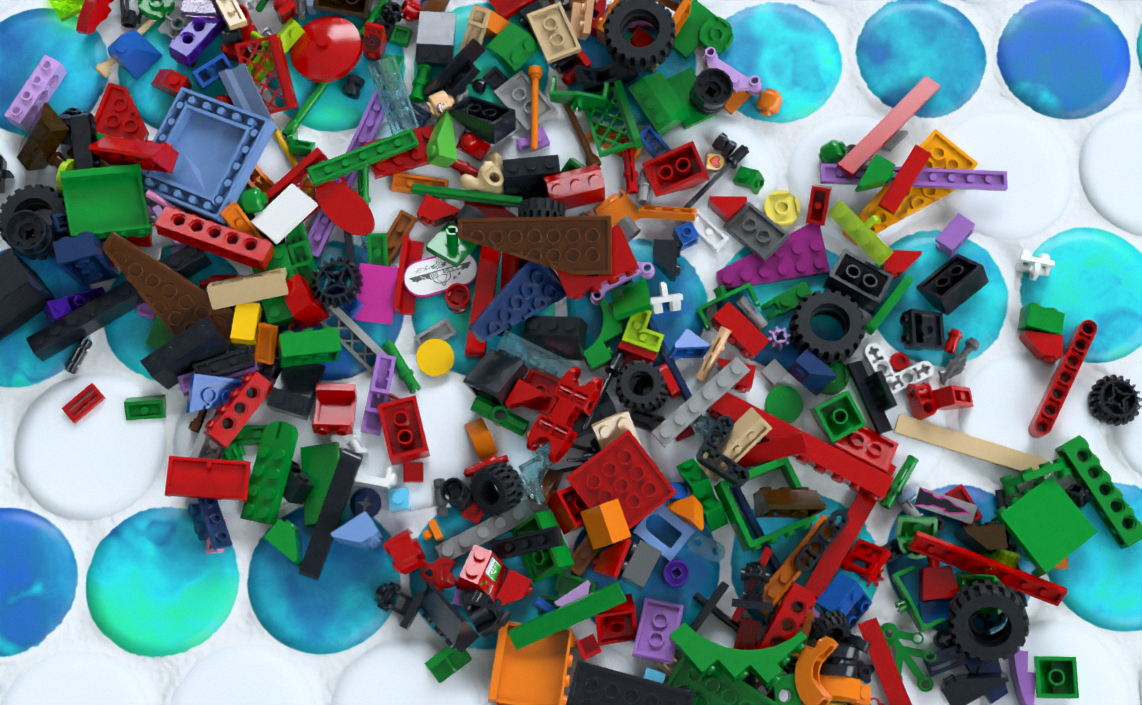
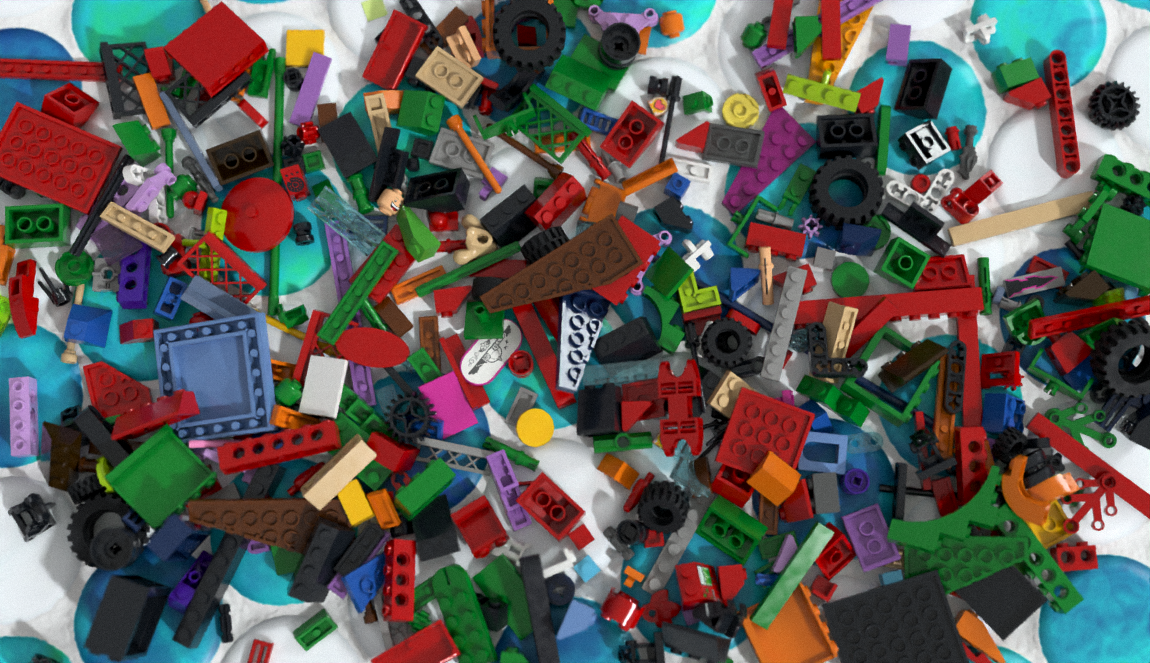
camera: 30 degrees left, 5 degrees up
(42, 175) = (85, 488): none -> black tyre
(380, 196) = (393, 317): none -> reddish brown slope
(527, 543) = (719, 536): black tile -> none
(664, 466) = (788, 397): none -> dark pink tile
(689, 511) = (834, 423): orange slope -> none

